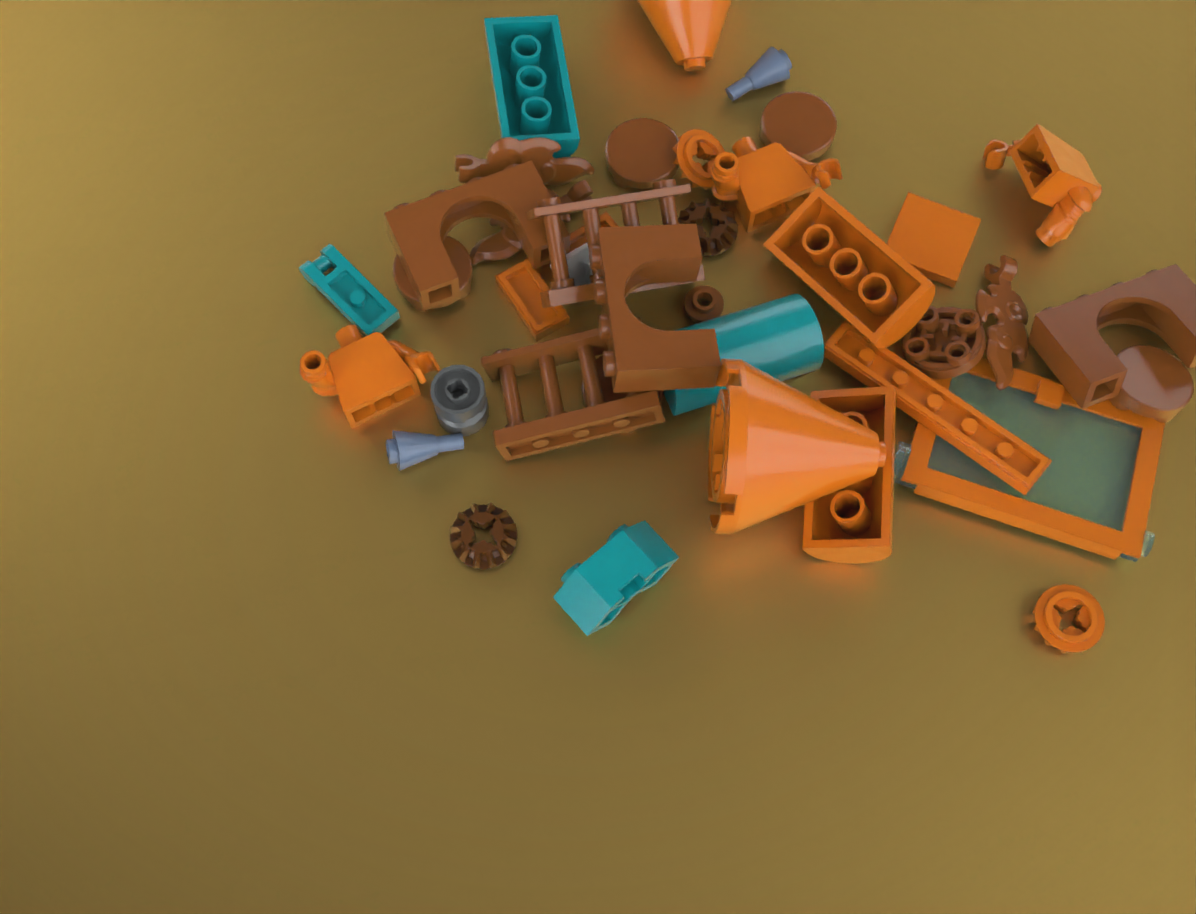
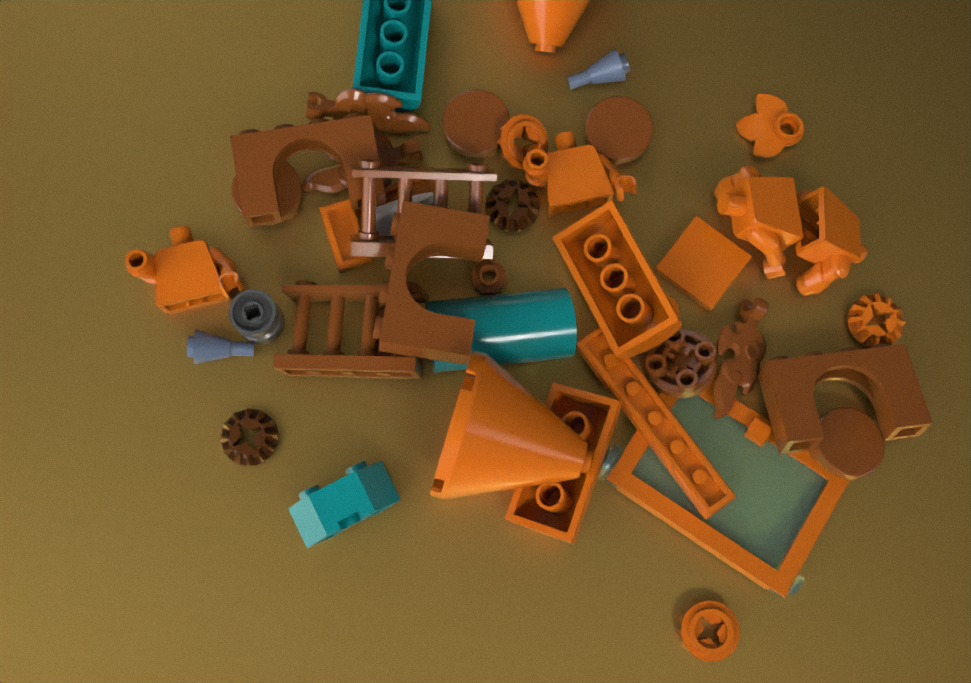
camera: 10 degrees right, 10 degrees up
(350, 291) = (193, 194): teal plate -> none
(957, 89) = (766, 125): none -> orange plate
(981, 167) = (762, 213): none -> orange torso
(1119, 245) = (861, 313): none -> orange gear

